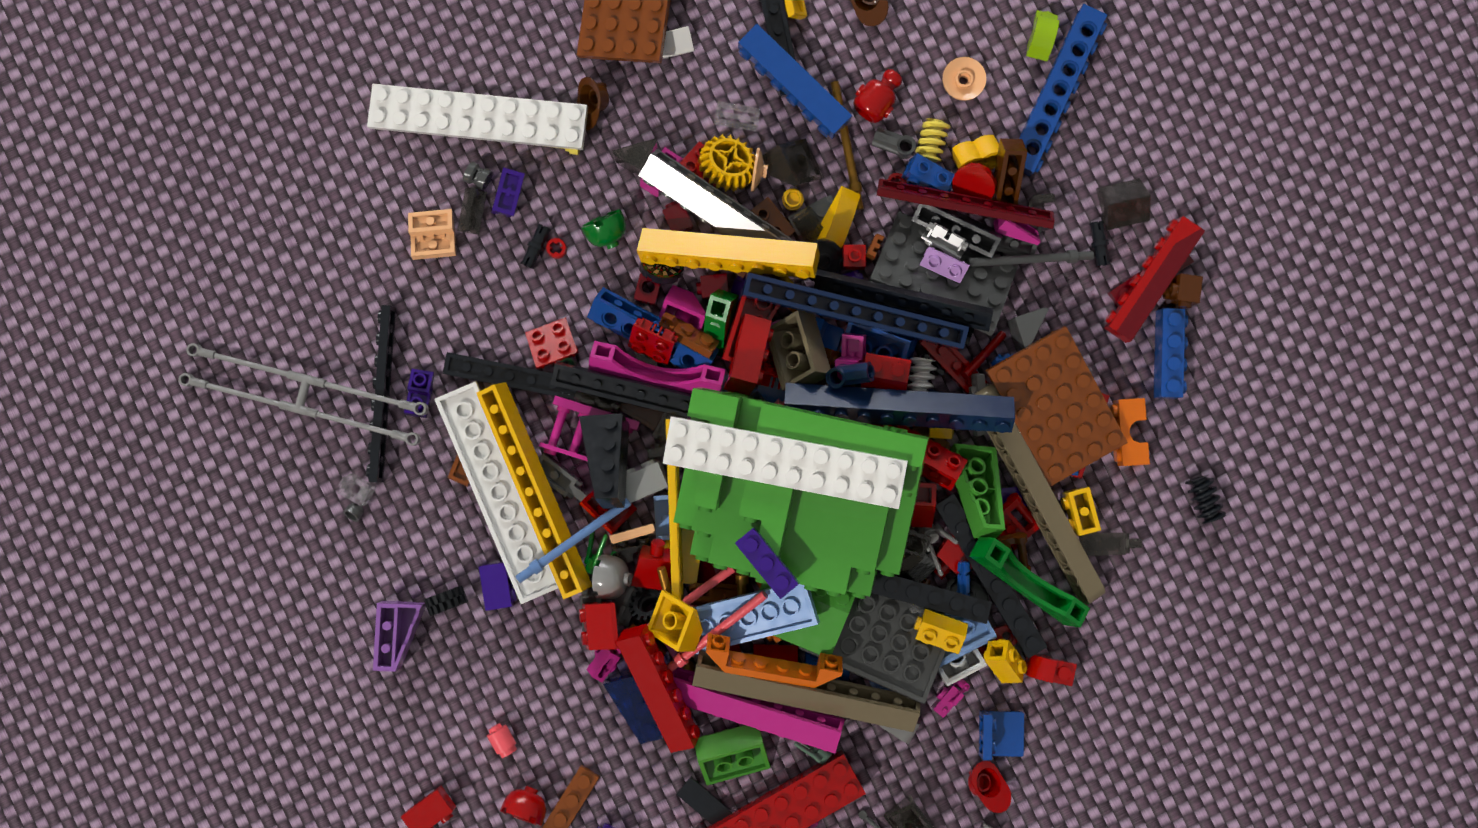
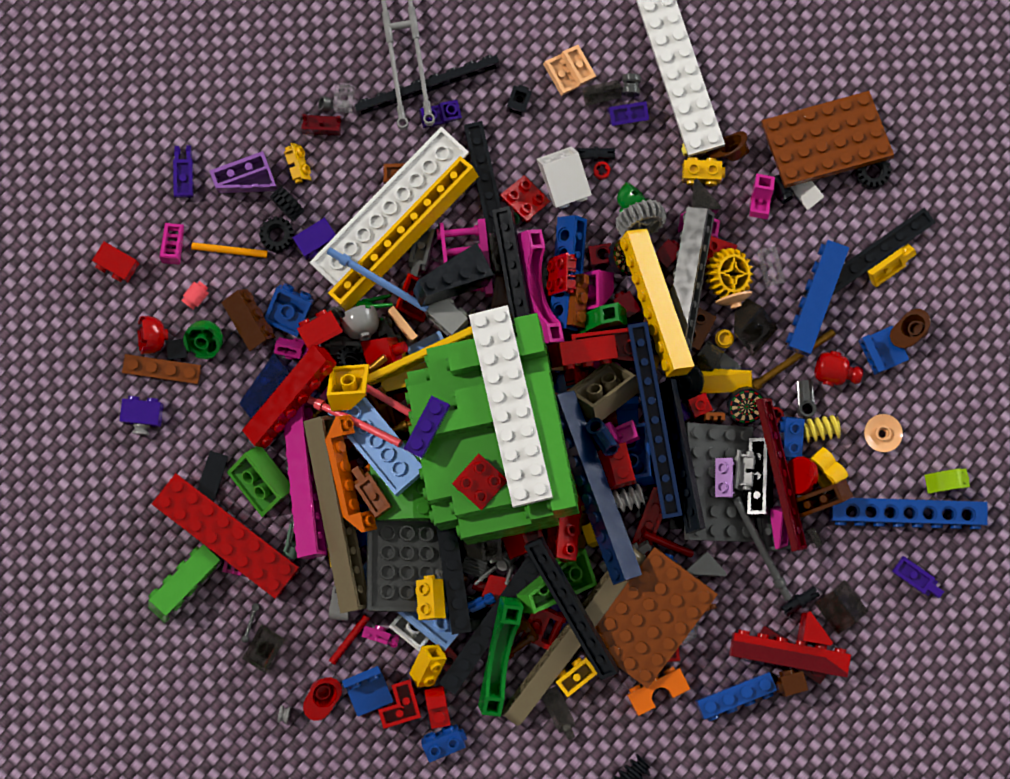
camera: 65 degrees right, 5 degrees down
(363, 697) = (183, 174): none -> dark purple hinge
(375, 525) = (321, 125): none -> dark red hinge
(395, 567) = (296, 155): none -> yellow hinge
(433, 297) = (515, 107): none -> black brick
(451, 749) = (168, 255): none -> dark pink slope
(461, 628) = (269, 226): none -> black tyre
(468, 682) = (229, 250): none -> light orange bar
(546, 290) = (564, 177): none -> white slope
(552, 783) = (176, 349): none -> black tile
(553, 695) = (248, 319): none -> reddish brown brick
(554, 752) = (203, 339): none -> green cylinder
(560, 646) = (288, 308): none -> blue plate
(608, 135) = (706, 171): none -> yellow brick
(626, 228) = (641, 215): none -> light grey gear
(659, 92) = (761, 196): none -> dark pink brick
(663, 69) = (782, 194): none -> black cone
(801, 646) = (371, 492): none -> dark orange hinge
(851, 530) = (479, 481): none -> red hinge
(872, 210) = (743, 405): none -> black tile
(878, 42) = (881, 351): none -> blue bracket
(939, 731) = (349, 639): none -> red bar
(1014, 486) = (571, 608): none -> black plate
(1038, 705) = (406, 707): none -> red brick
(1090, 678) = (443, 742): none -> blue brick
(1127, 112) = (917, 577): none -> dark purple hinge
(1139, 247) = (812, 631): none -> red slope

